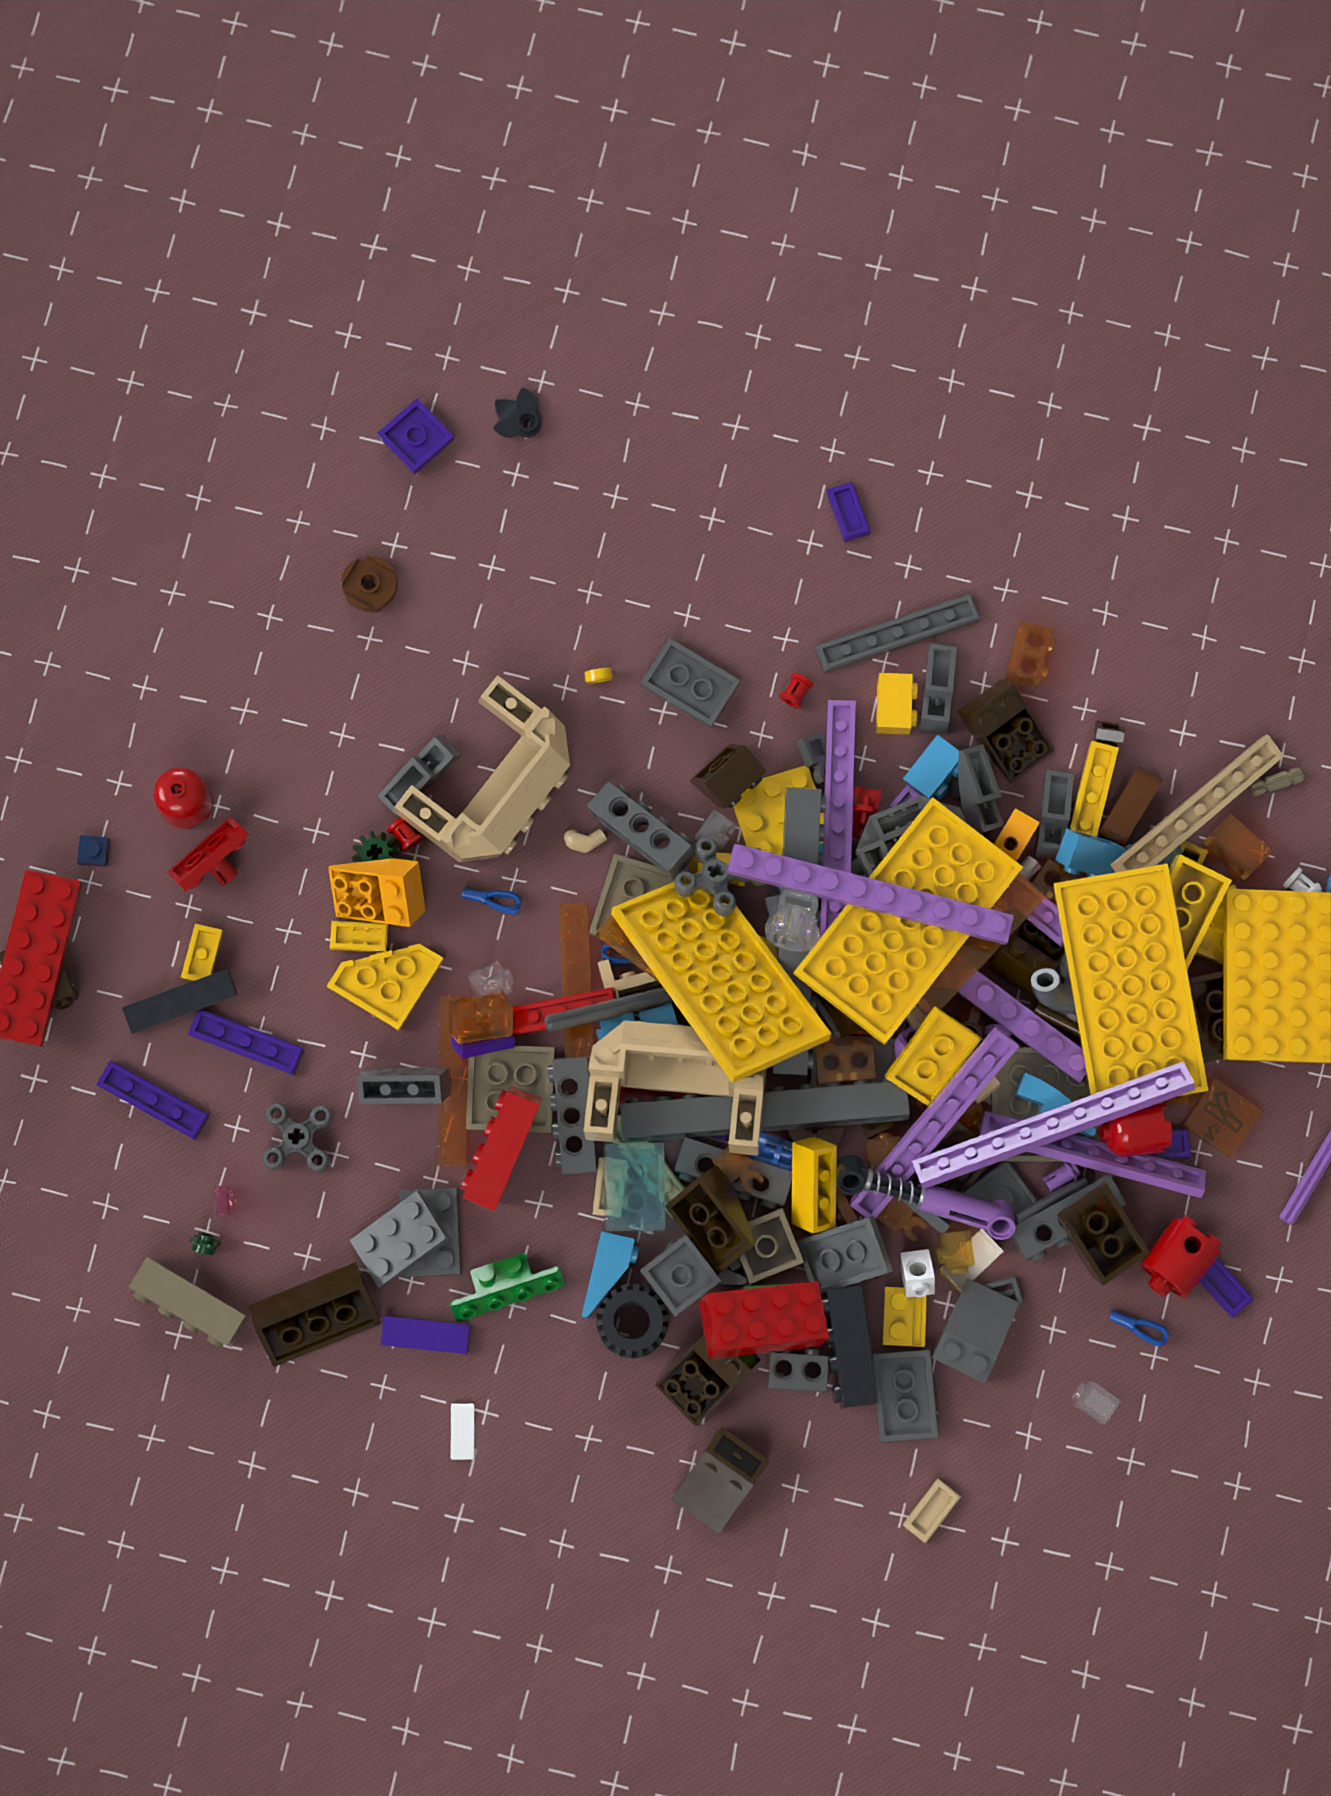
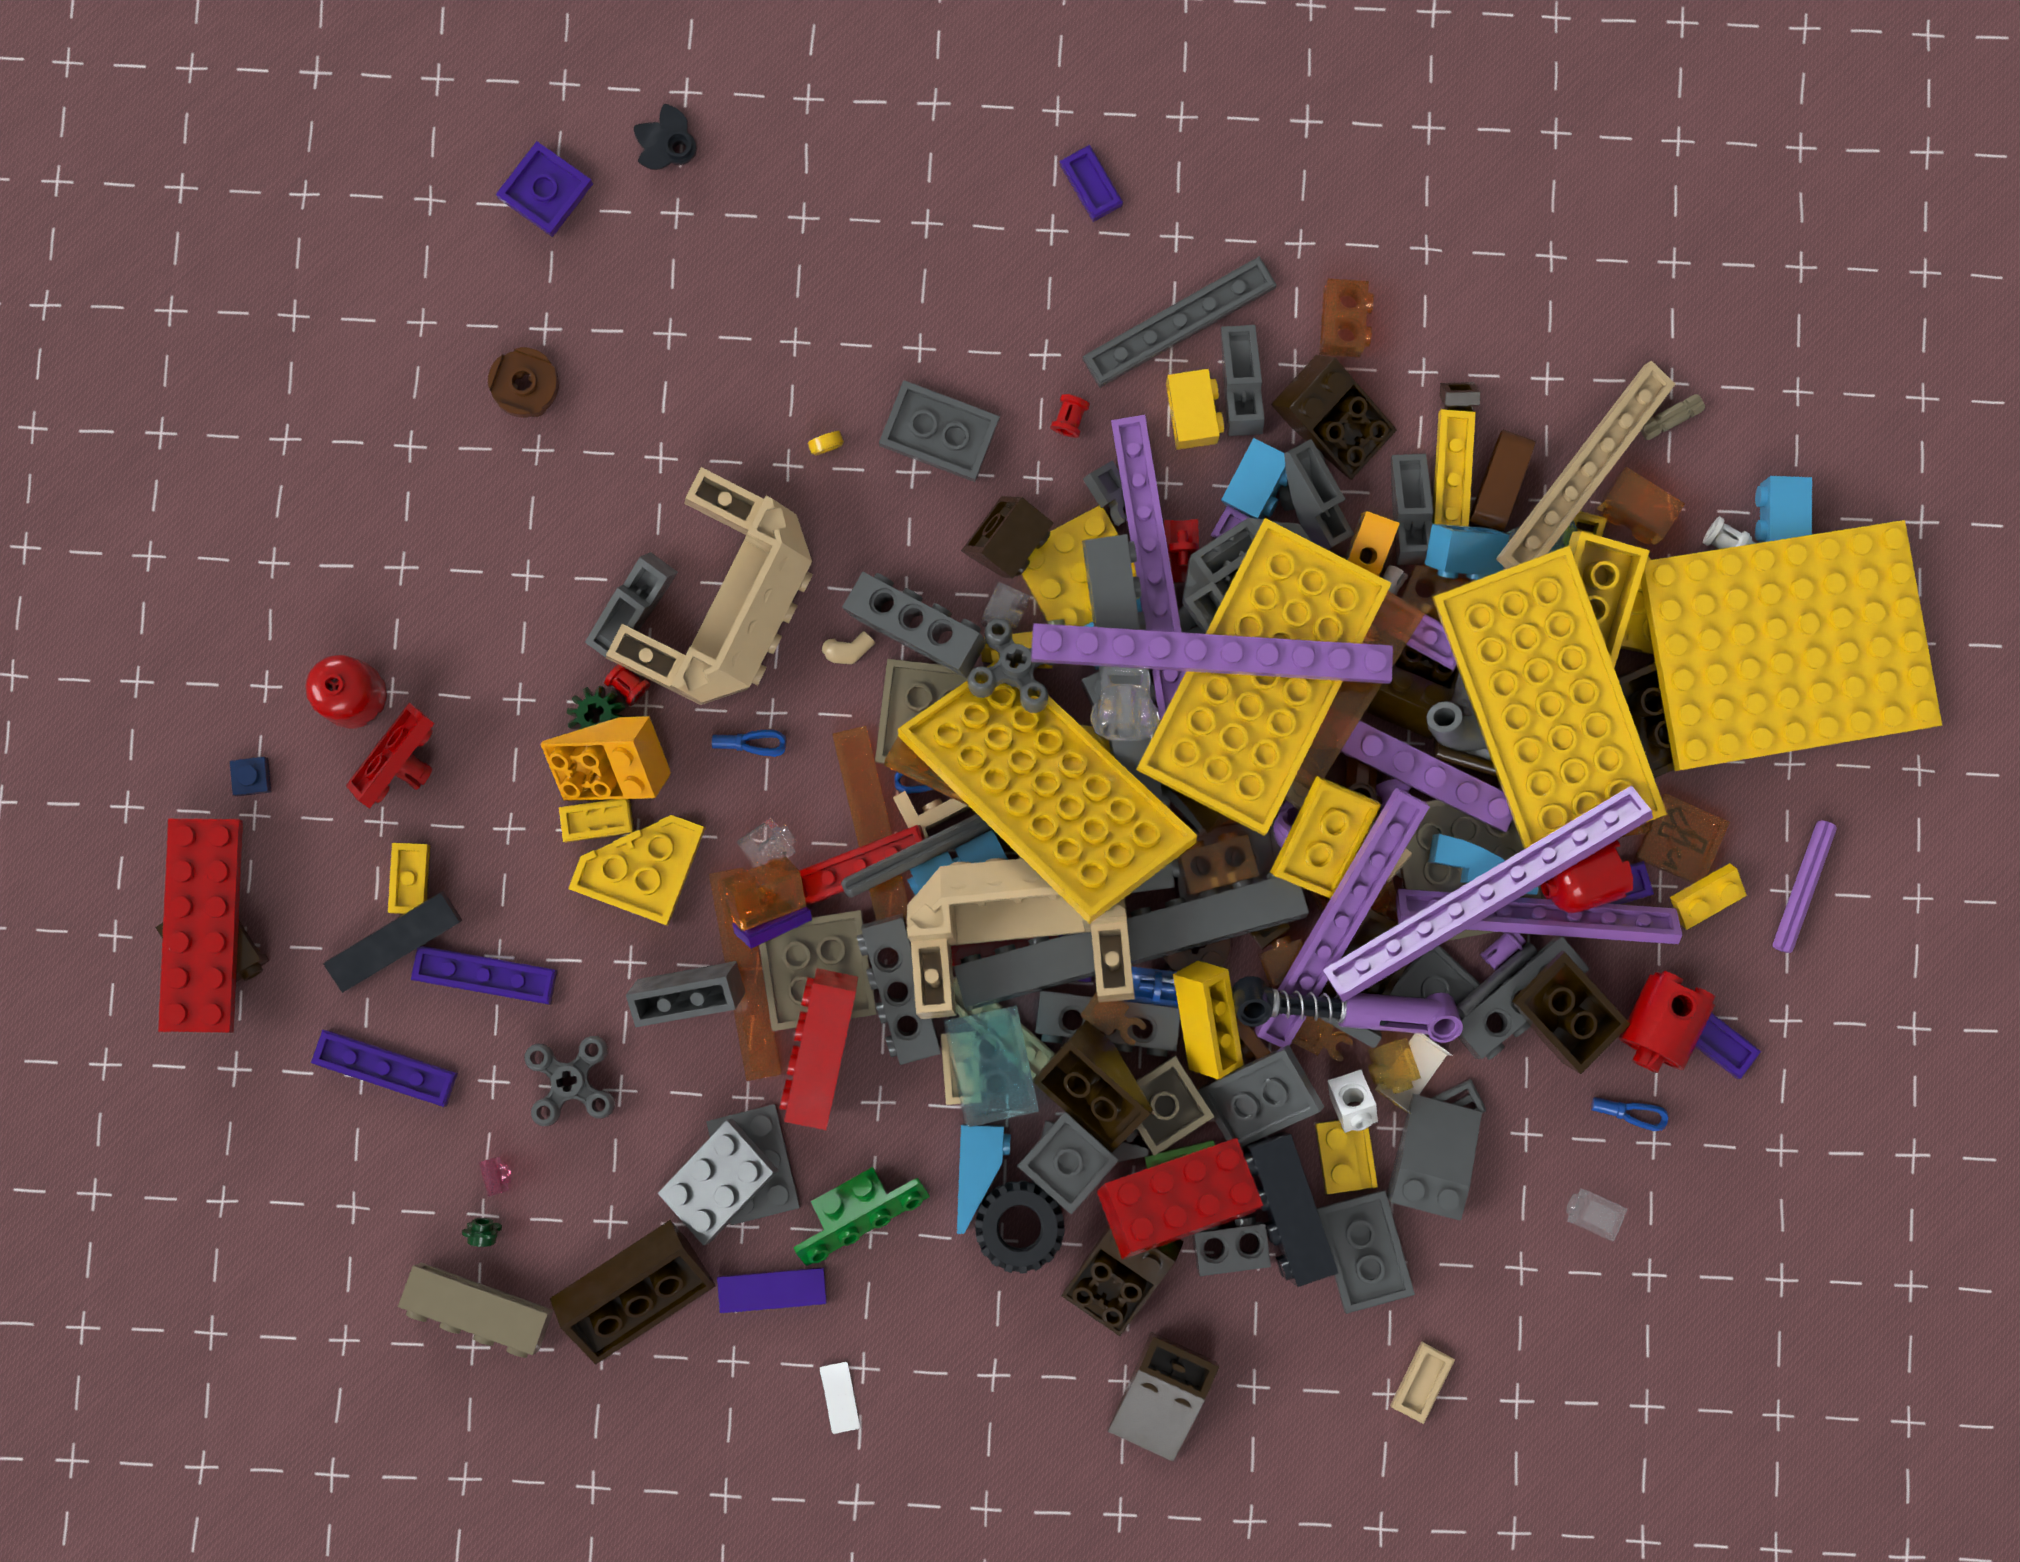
camera: 10 degrees left, 5 degrees up
(1234, 1166) = (1708, 896): none -> yellow plate

